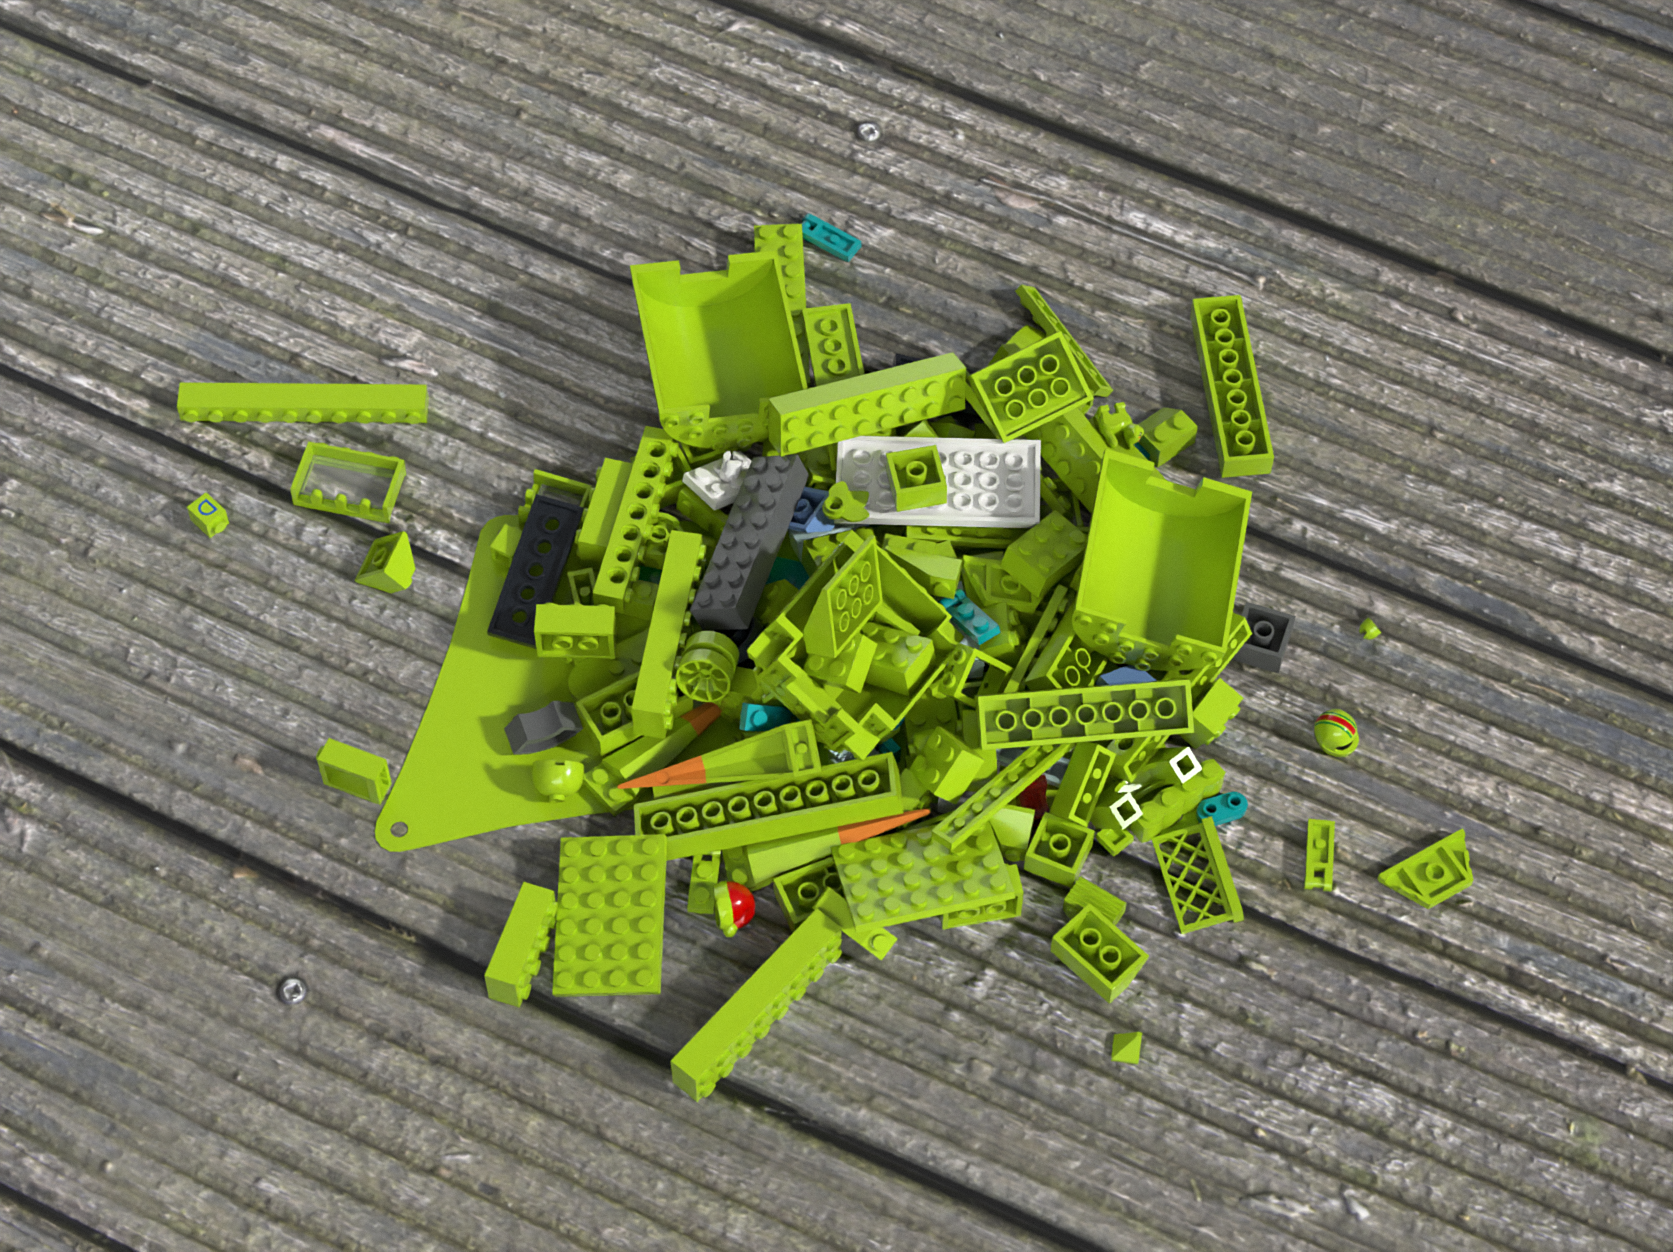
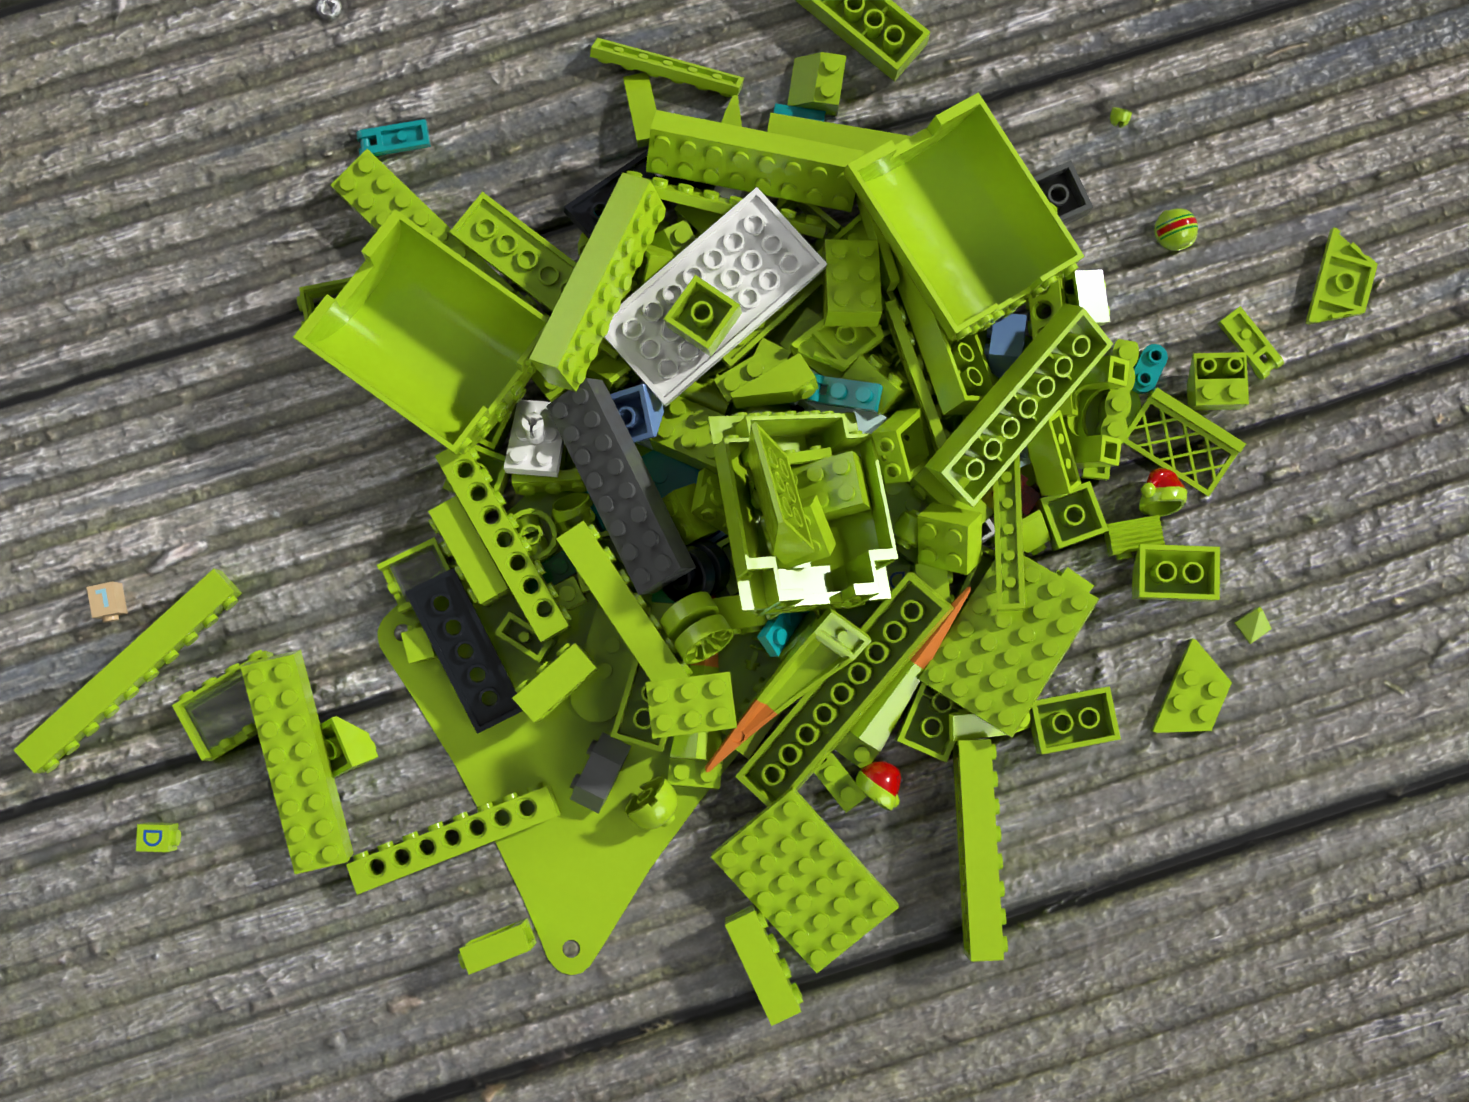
camera: 40 degrees left, 25 degrees up
(336, 350) = (107, 601): none -> tan brick
(351, 541) = (297, 761): none -> lime brick
(478, 720) = (366, 878): none -> lime brick
(651, 698) = (691, 705): none -> lime brick
(849, 503) = (666, 382): lime plate -> none
(918, 984) = (1074, 720): none -> lime brick
(1030, 387) = (711, 148): lime slope -> none
(1030, 1056) = (1193, 694): none -> lime wing
(1117, 424) = (797, 115): lime animal -> none
(1143, 891) = (1162, 493): none -> lime piece
(1264, 855) = (1218, 381): none -> lime slope

